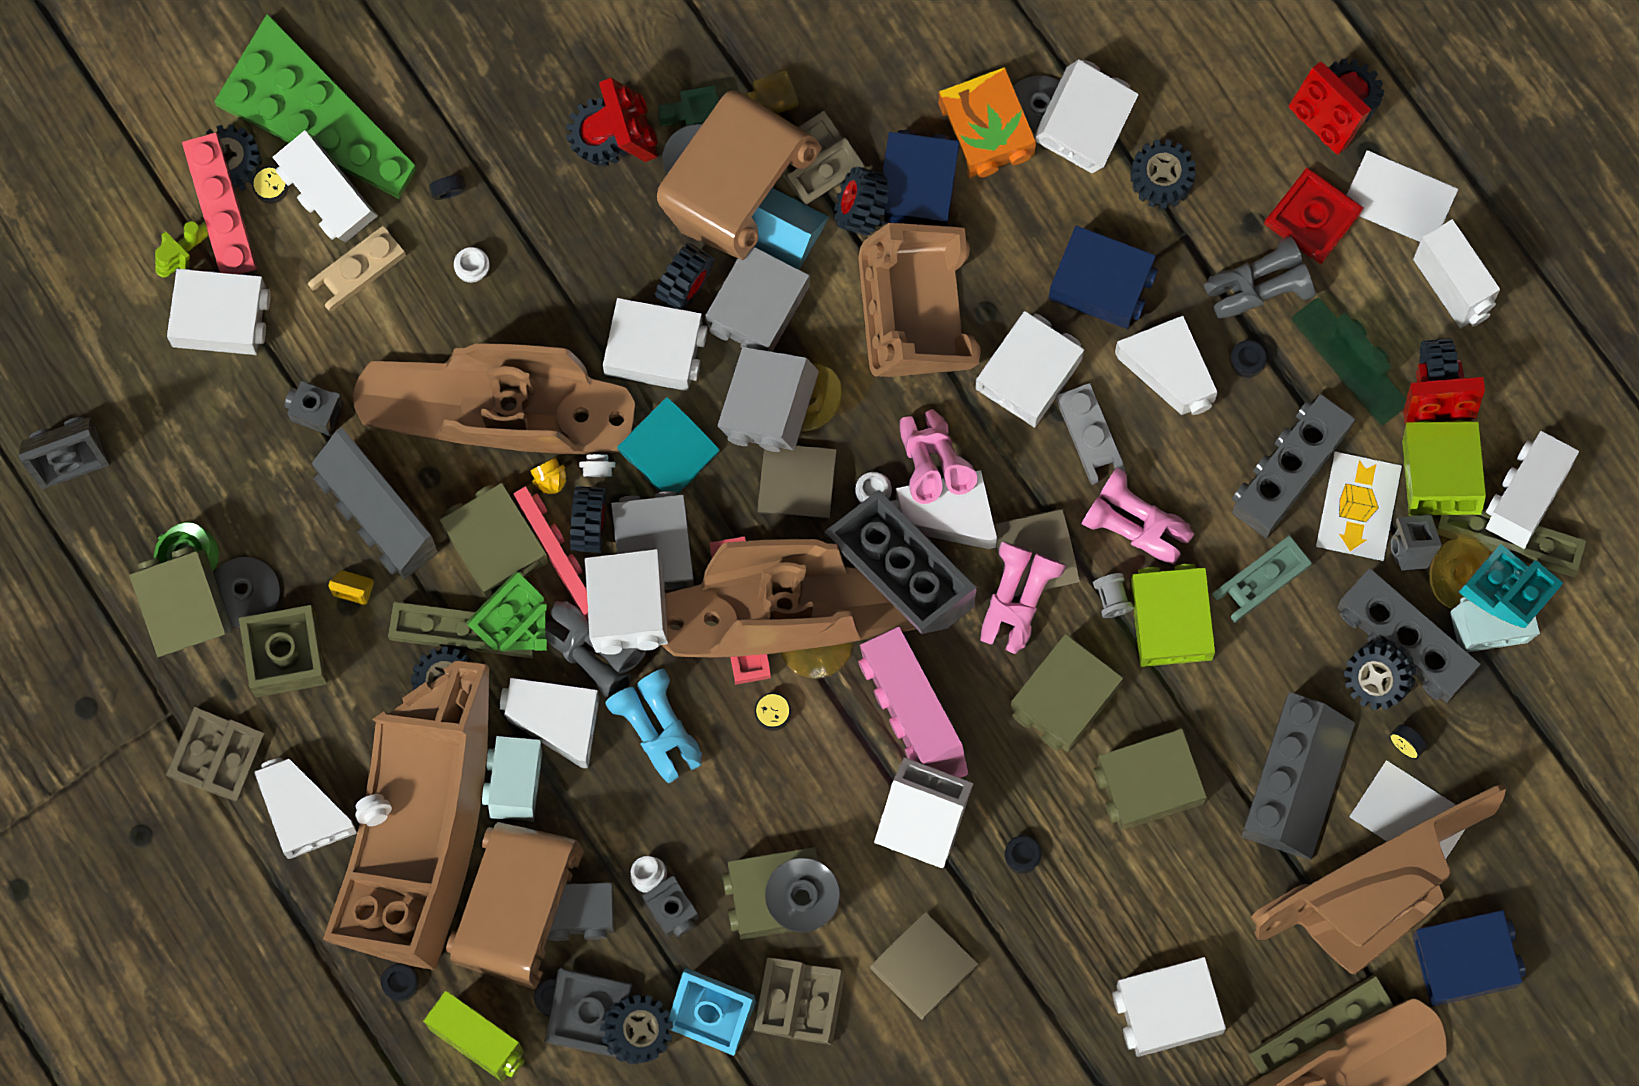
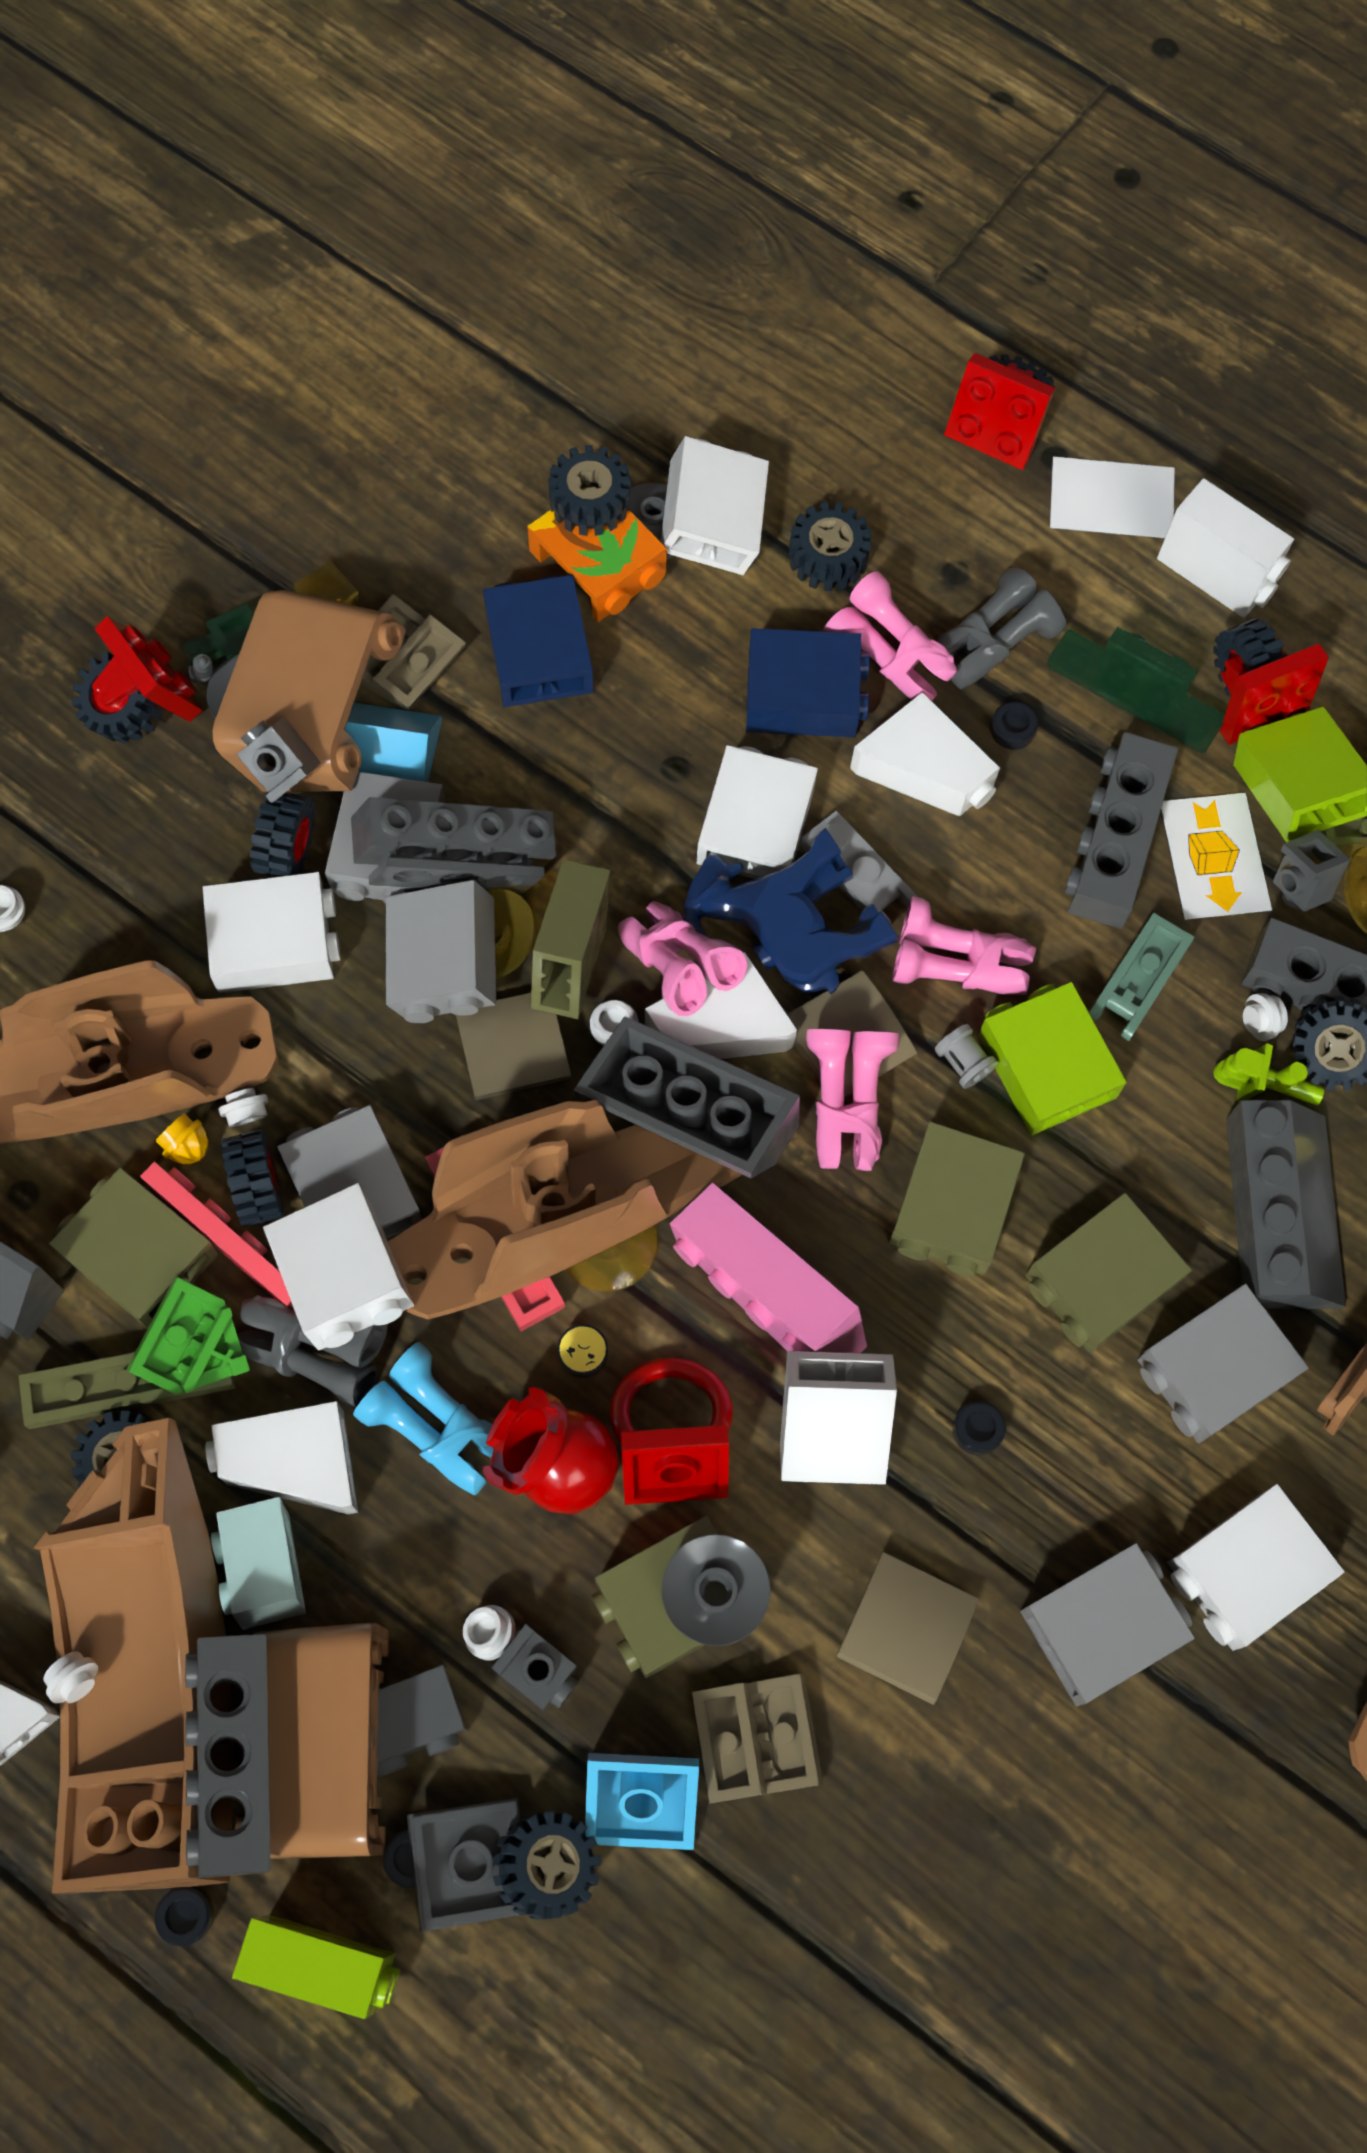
camera: 25 degrees left, 5 degrees down
(486, 837) = (244, 1664): none -> dark grey brick
(665, 129) = (201, 670): none -> dark grey piece
(668, 448) = (330, 1055): teal slope -> none
(697, 226) = (291, 754): none -> brick
(726, 772) = (551, 1454): none -> red tile
(805, 319) = (452, 843): none -> dark grey brick
(806, 805) = (673, 1461): none -> red tile
(860, 421) = (570, 939): none -> olive brick
(861, 201) = (477, 678): black wheel -> none
(914, 300) = (569, 758): medium nougat windscreen -> none
(992, 92) = (594, 505): none -> black wheel
(1019, 452) = (784, 915): none -> dark blue animal
(1057, 1008) = (1108, 1624): none -> light grey brick
(1185, 289) = (874, 598): none -> bright pink piece
(1203, 868) = (1220, 1364): none -> light grey brick
(1311, 674) = (1250, 1075): none -> lime arm
(1314, 215) = (1024, 537): red tile -> none
(1339, 637) = (1265, 1016): none -> white plate

